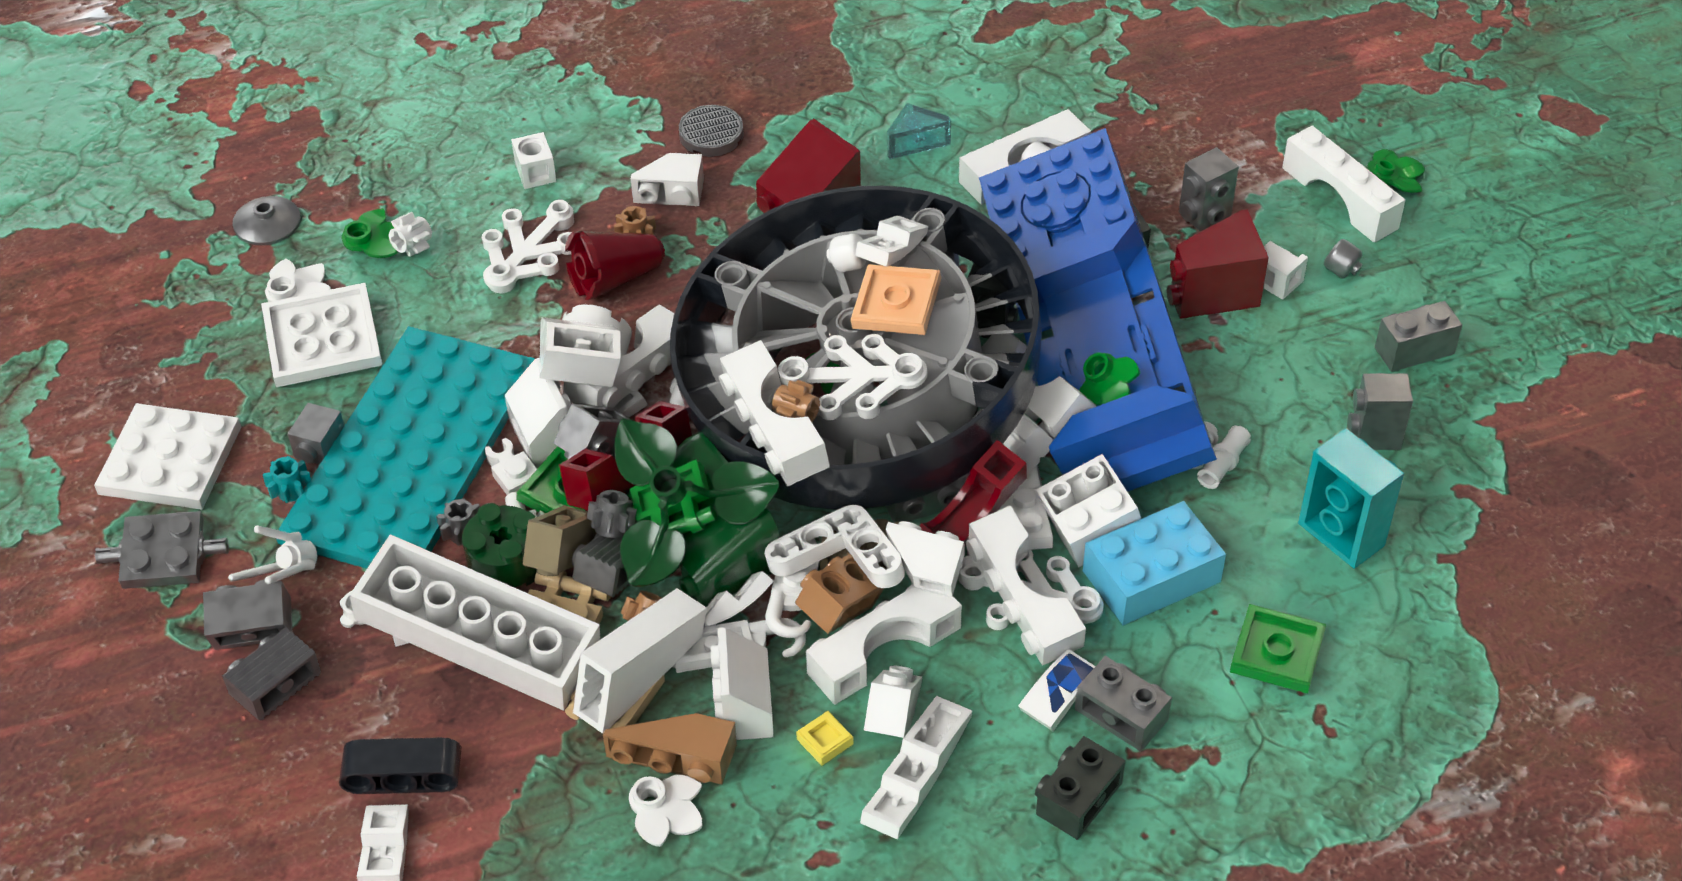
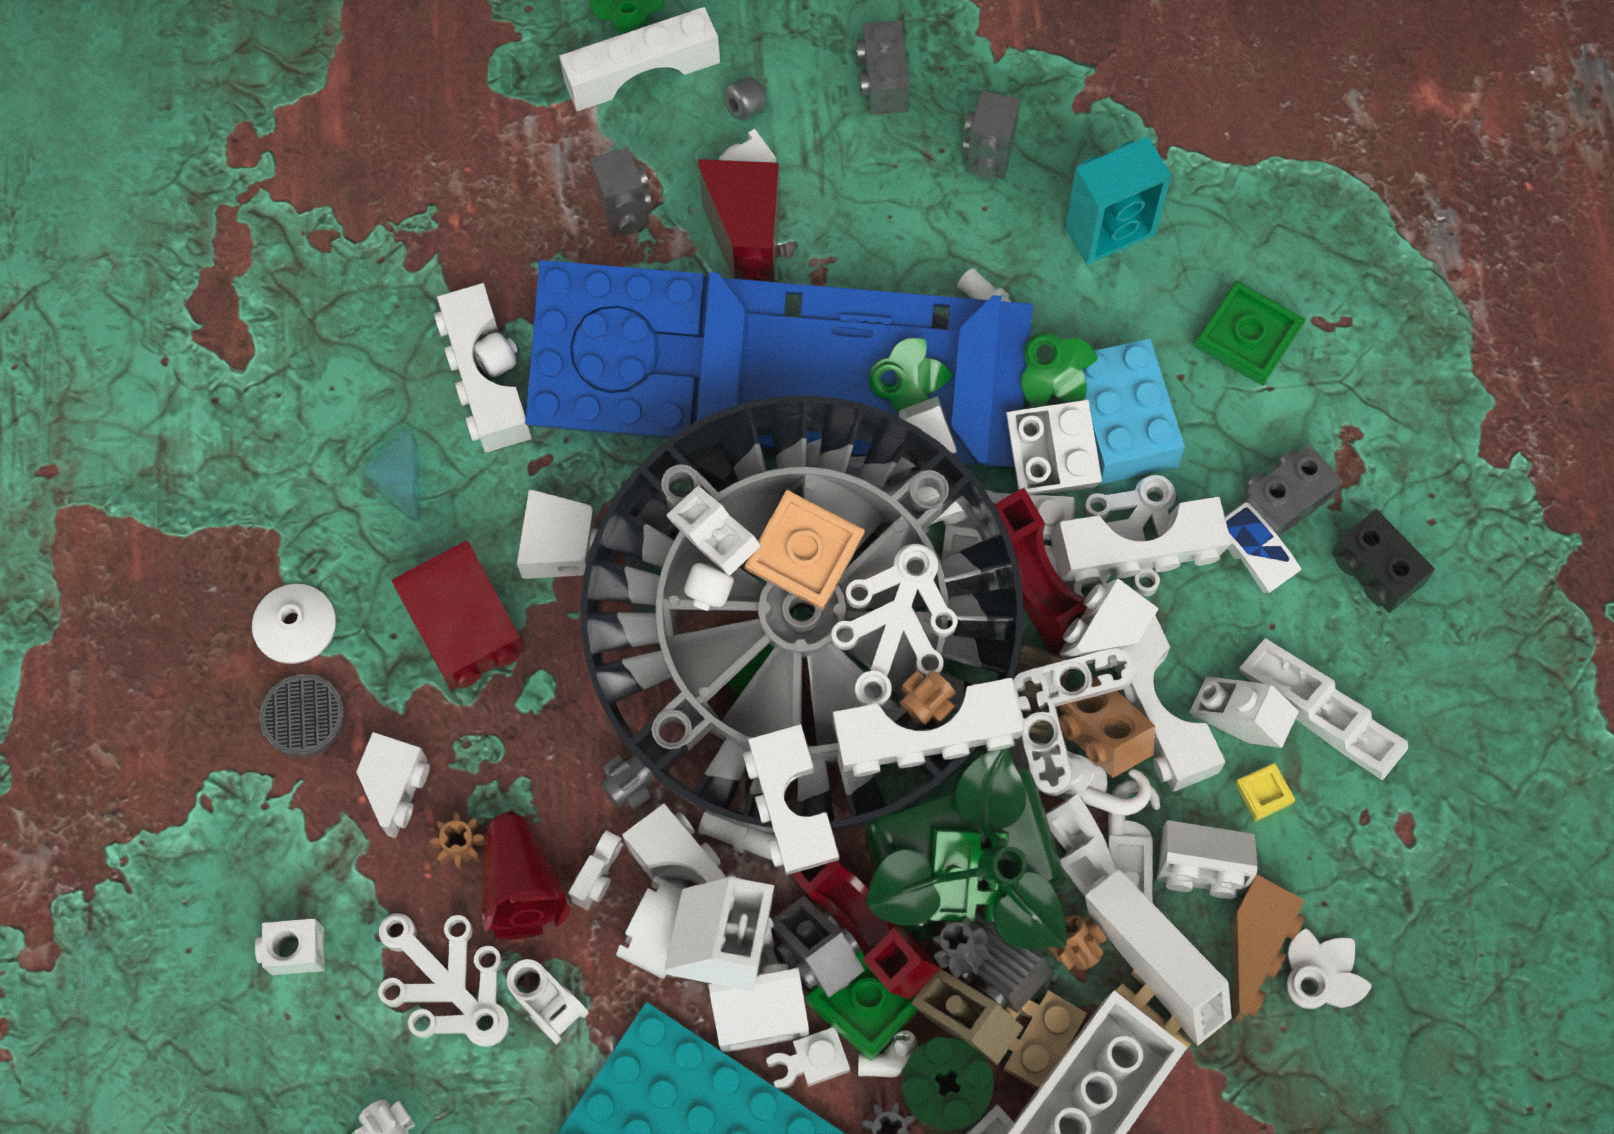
camera: 75 degrees left, 20 degrees up
(524, 298) = (550, 1005): none -> white piece
(627, 303) = (592, 880): none -> white plate
(711, 331) = (777, 762): none -> white arch
(782, 112) = (304, 637): none -> white dish
(1160, 482) = (1060, 374): none -> green plate

